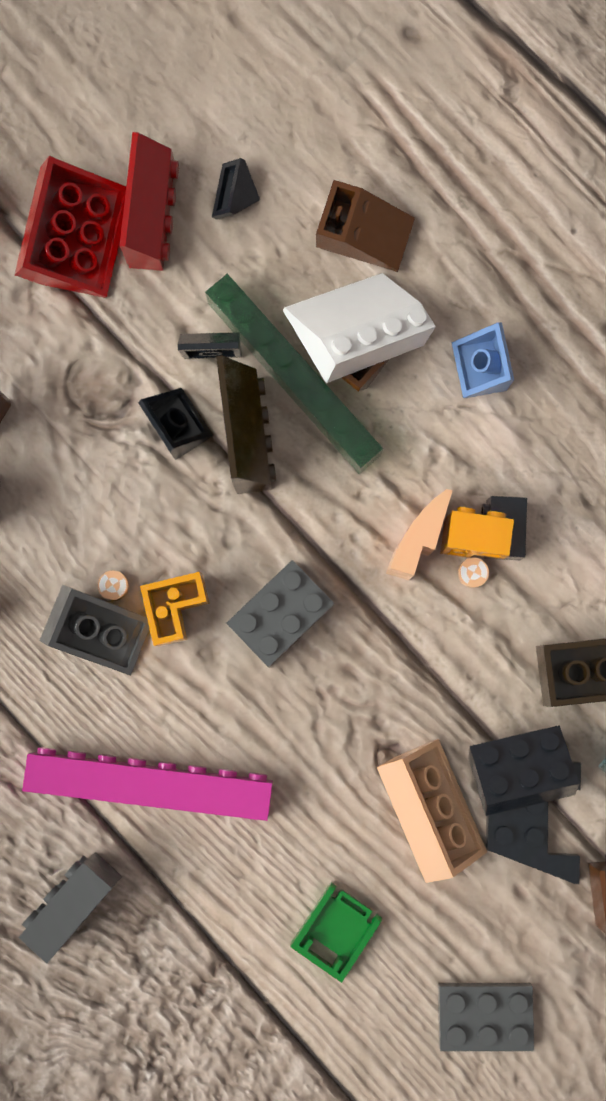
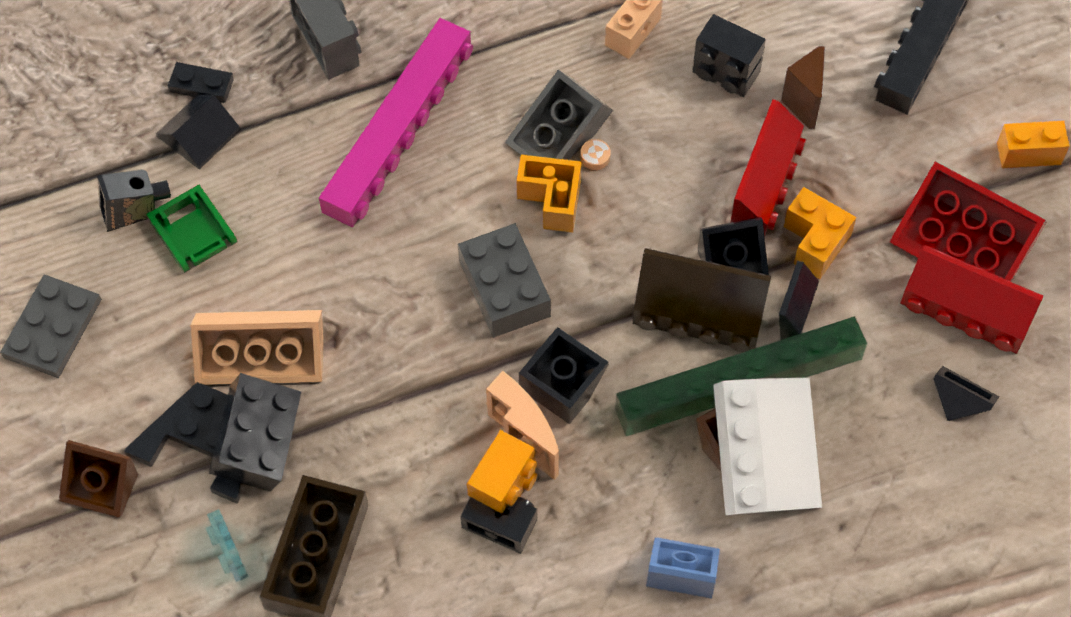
camera: 110 degrees right, 20 degrees down
(79, 419) = (769, 167): none -> red slope
(119, 350) = (822, 227): none -> light orange brick
(174, 1002) = (199, 80): none -> black plate
(229, 978) = (199, 130): none -> black slope
(343, 1017) = (128, 197): none -> black torso
(356, 523) = (562, 375): none -> black slope
(363, 227) = (876, 499): reddish brown slope -> none
(473, 572) = (462, 472): light nougat tile -> none

